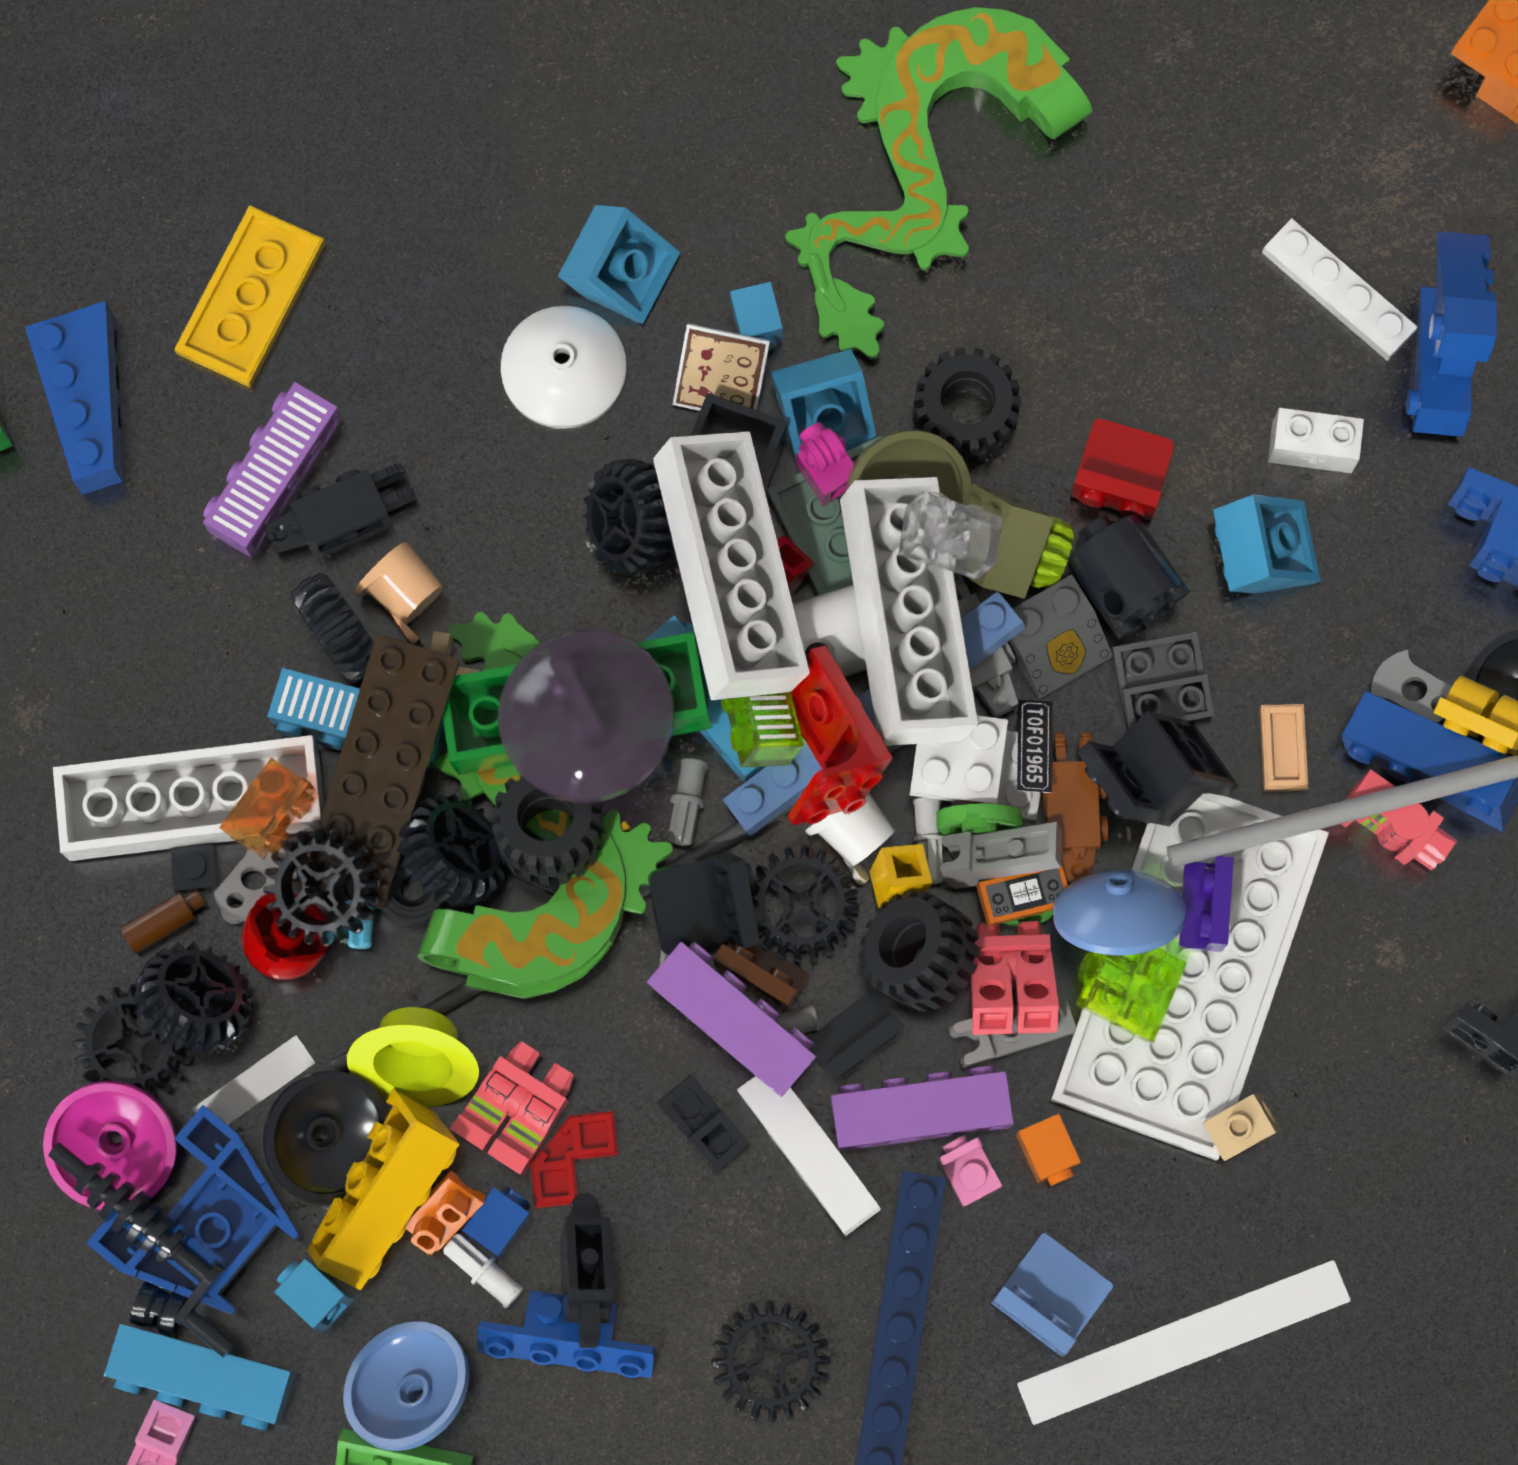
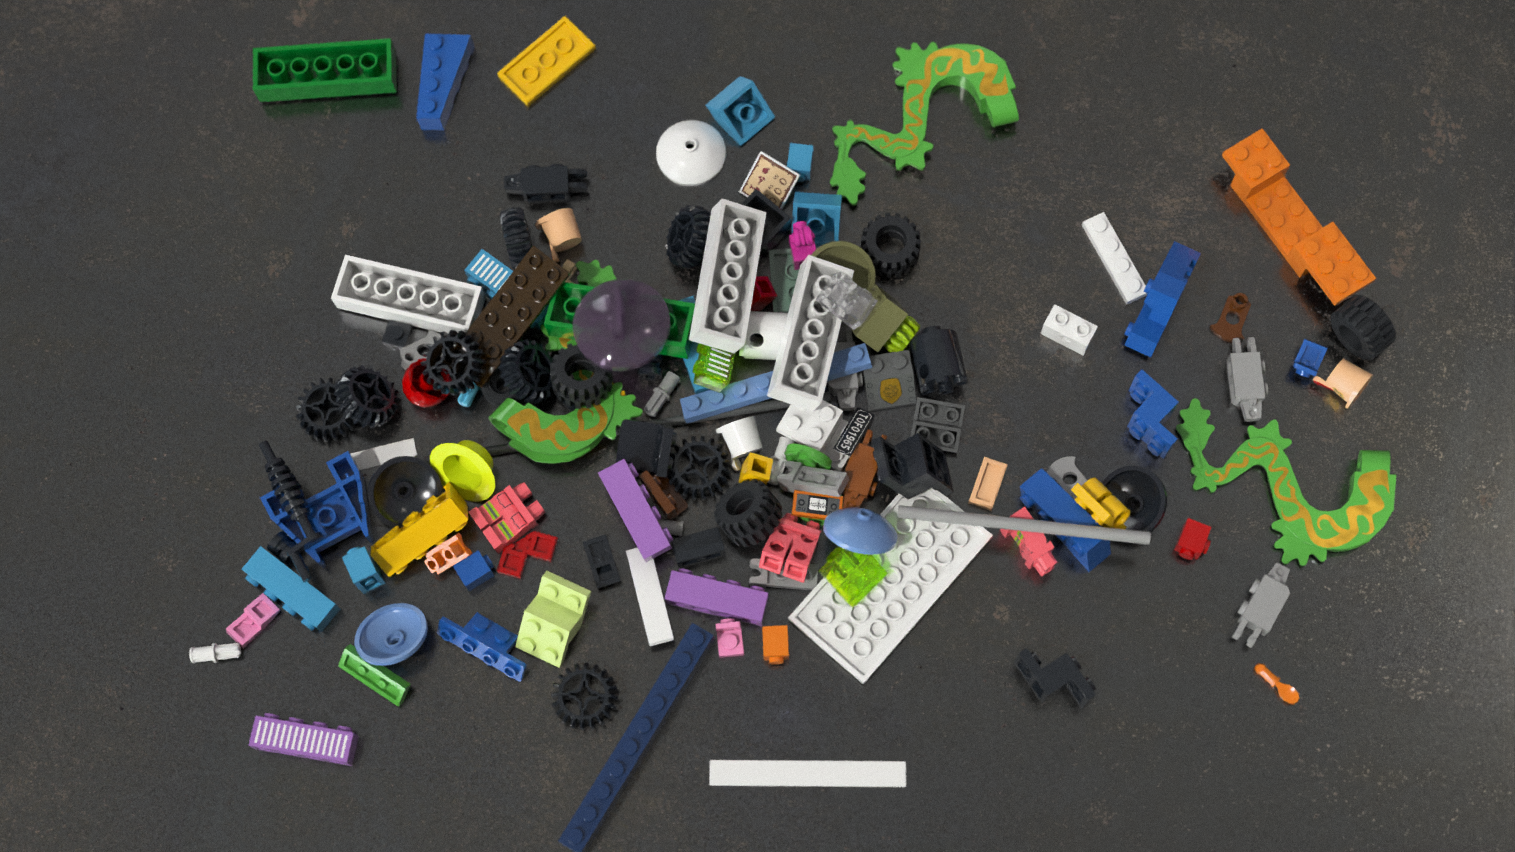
camera: 25 degrees right, 5 degrees down
(106, 1106) = (294, 435): dark pink dish -> none
(161, 920) = (369, 354): reddish brown cylinder -> none
(268, 809) = (443, 314): clear orange bracket -> none
(272, 468) = (520, 149): medium lavender brick -> none
(483, 1269) = (457, 592): white axle -> none
(586, 1269) = (507, 609): black hinge -> none
(666, 1253) = (552, 619): none -> yellowish green bracket
(840, 740) = (749, 387): red bracket -> none
(1052, 1294) = (746, 720): medium blue bracket -> none
(1122, 469) = (960, 308): red bracket -> none
(1207, 903) = (909, 546): dark purple bracket -> none
(1241, 1126) = (883, 669): tan bracket -> none
(1266, 544) = (1021, 374): dark azure slope -> none

